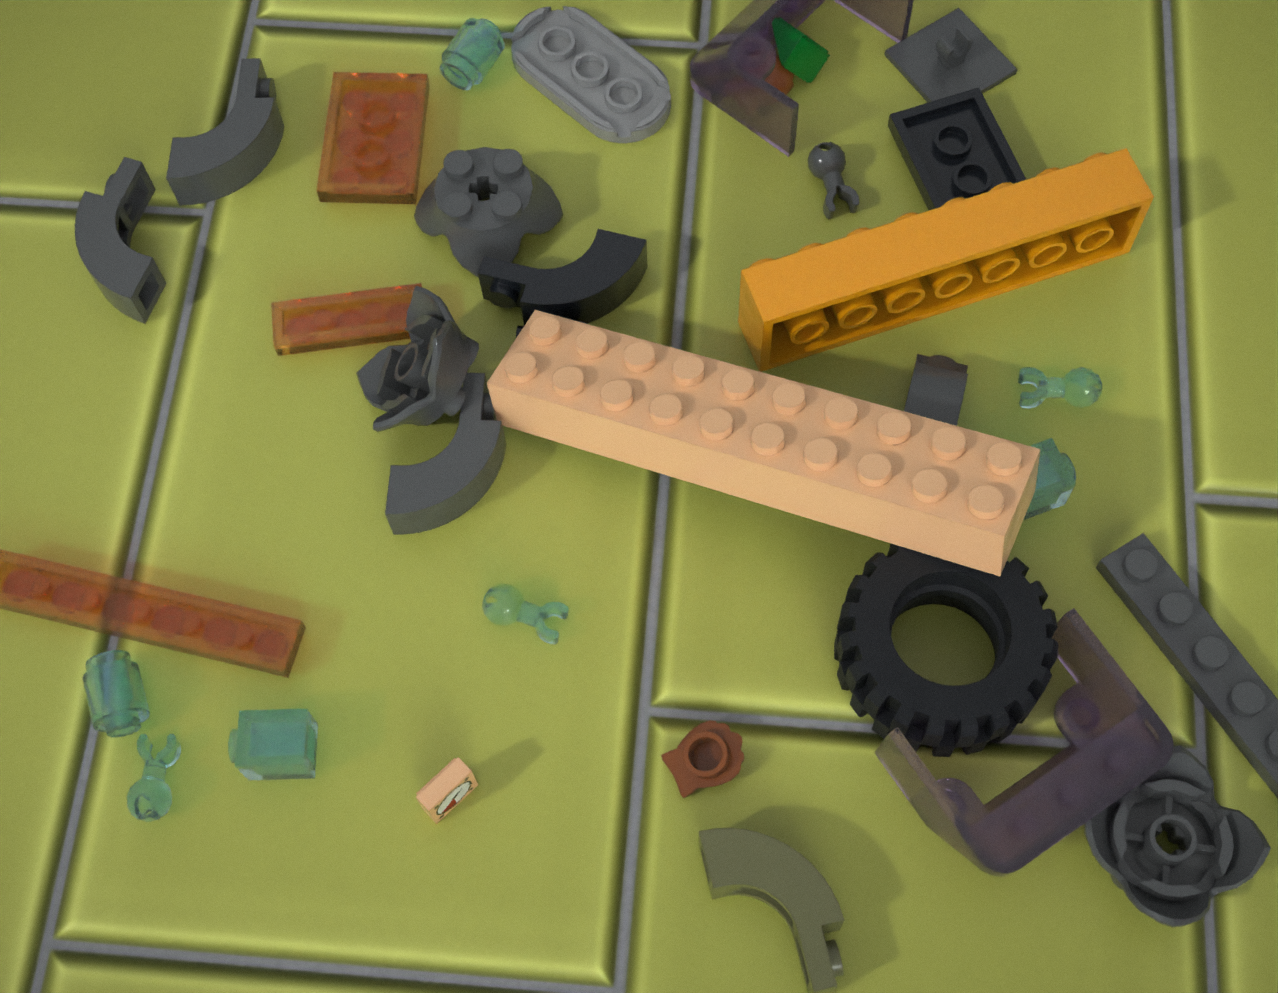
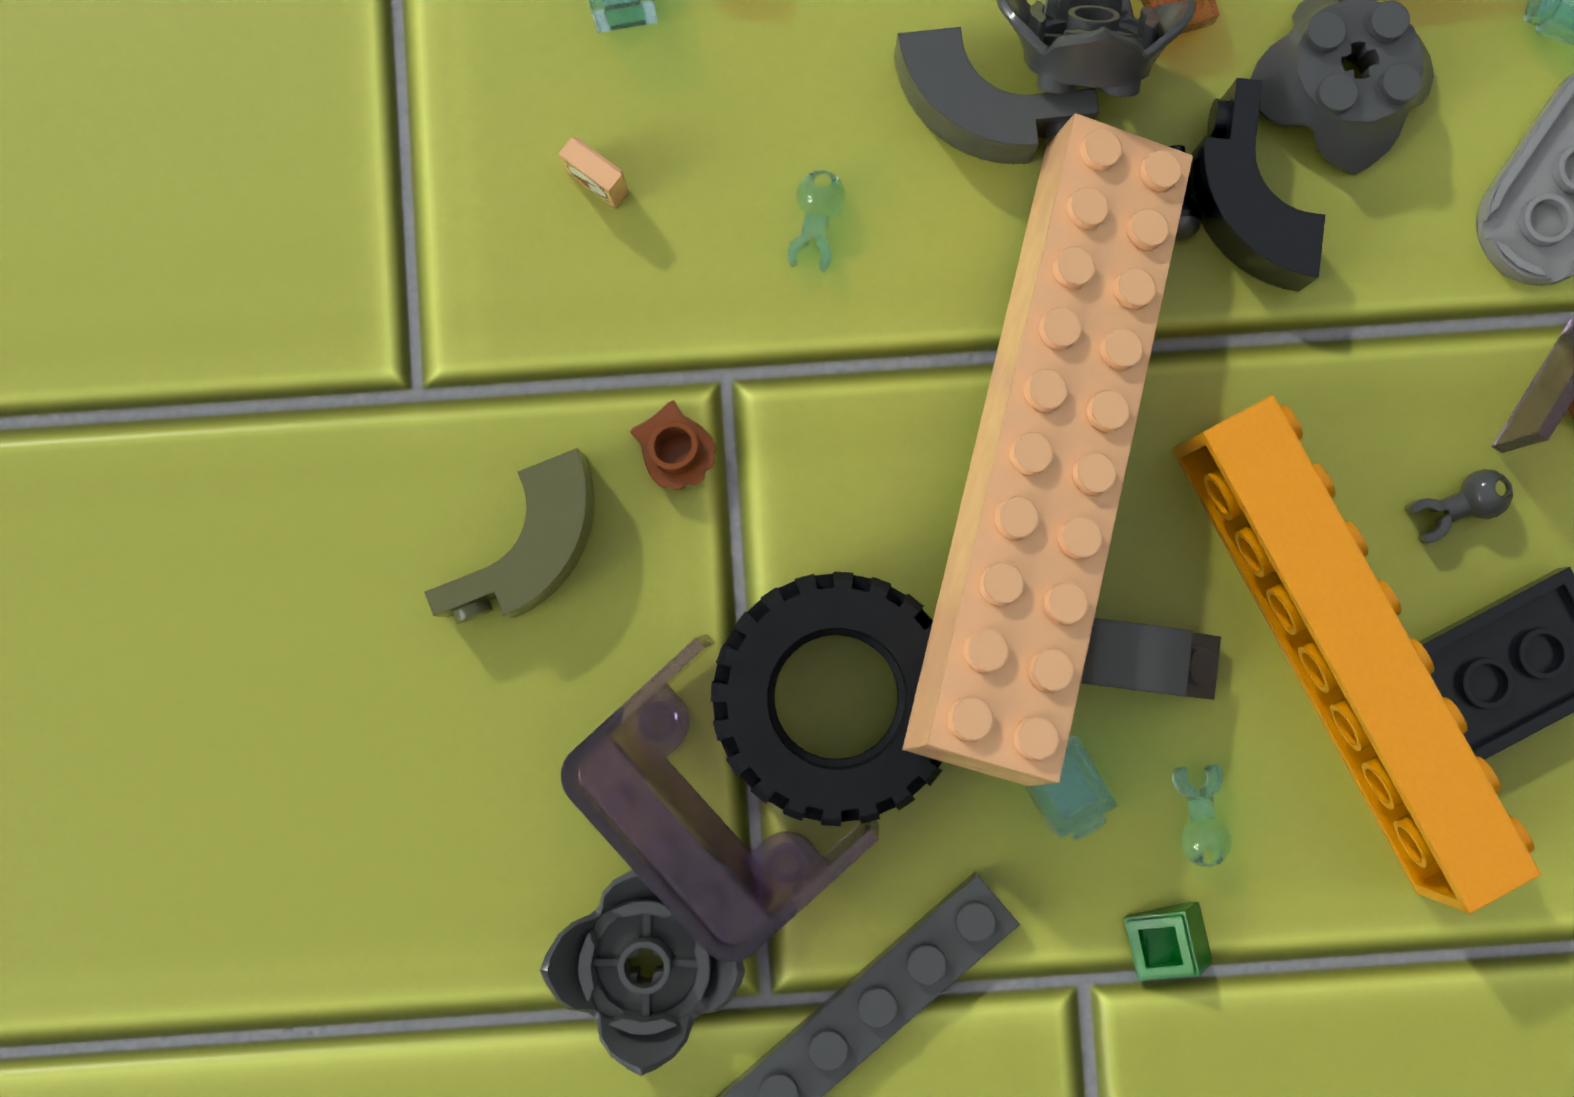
camera: 80 degrees right, 20 degrees up
(1161, 428) = (1169, 942): none -> green slope

